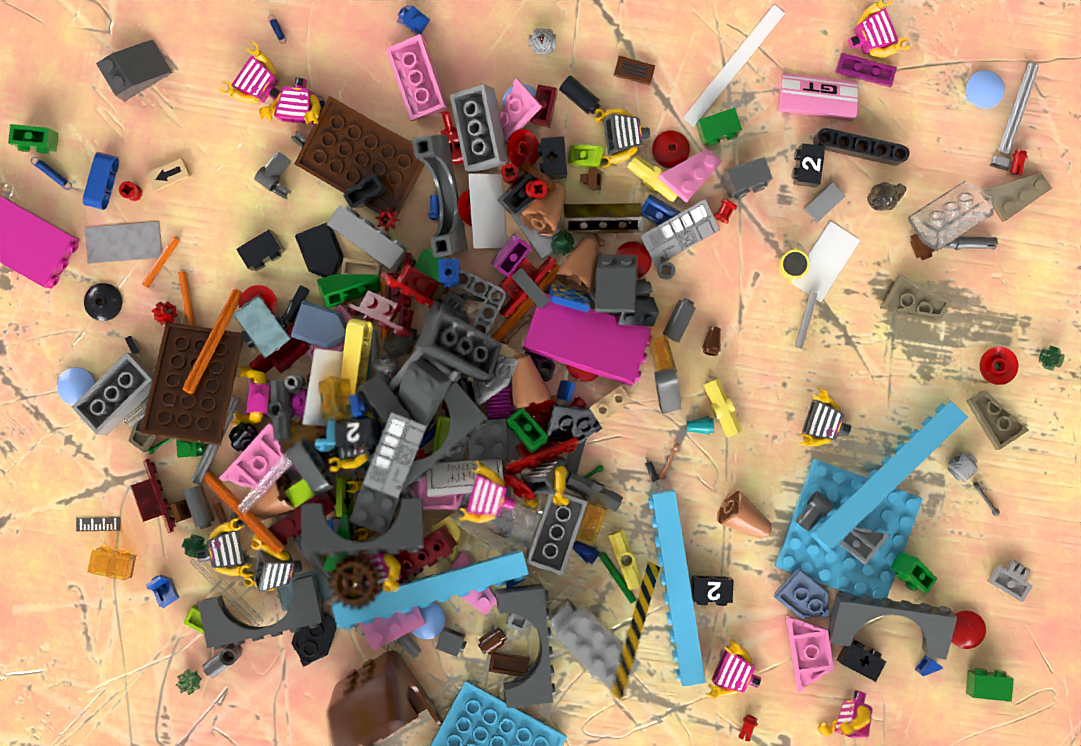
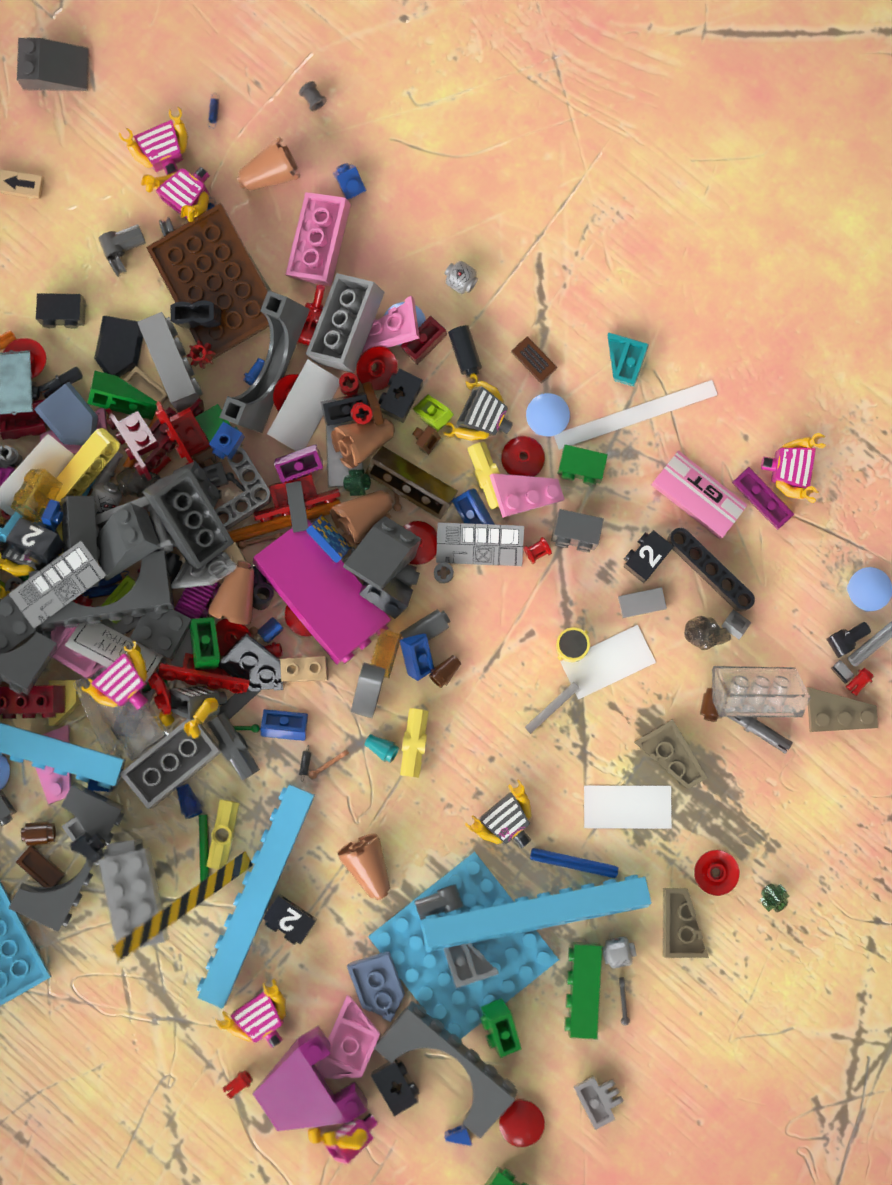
camera: 25 degrees right, 5 degrees down
(347, 47) = (269, 167): none -> nougat cone
(540, 630) = (89, 847): none -> black piece
(591, 523) = (209, 776): clear yellow brick -> none
(619, 453) = (284, 725): none -> blue slope
(670, 105) = (547, 414): none -> light blue dish
(686, 343) = (417, 656): none -> blue slope
(702, 27) = (626, 358): none -> teal wing
(797, 709) = (298, 1095): none -> magenta wedge
(890, 422) = (574, 863): none -> blue axle
(903, 358) = (627, 807): none -> white sticker
(904, 175) = (736, 624): none -> light grey plate
(954, 508) = (584, 990): none -> green brick
(990, 139) = (844, 641): none -> black axle

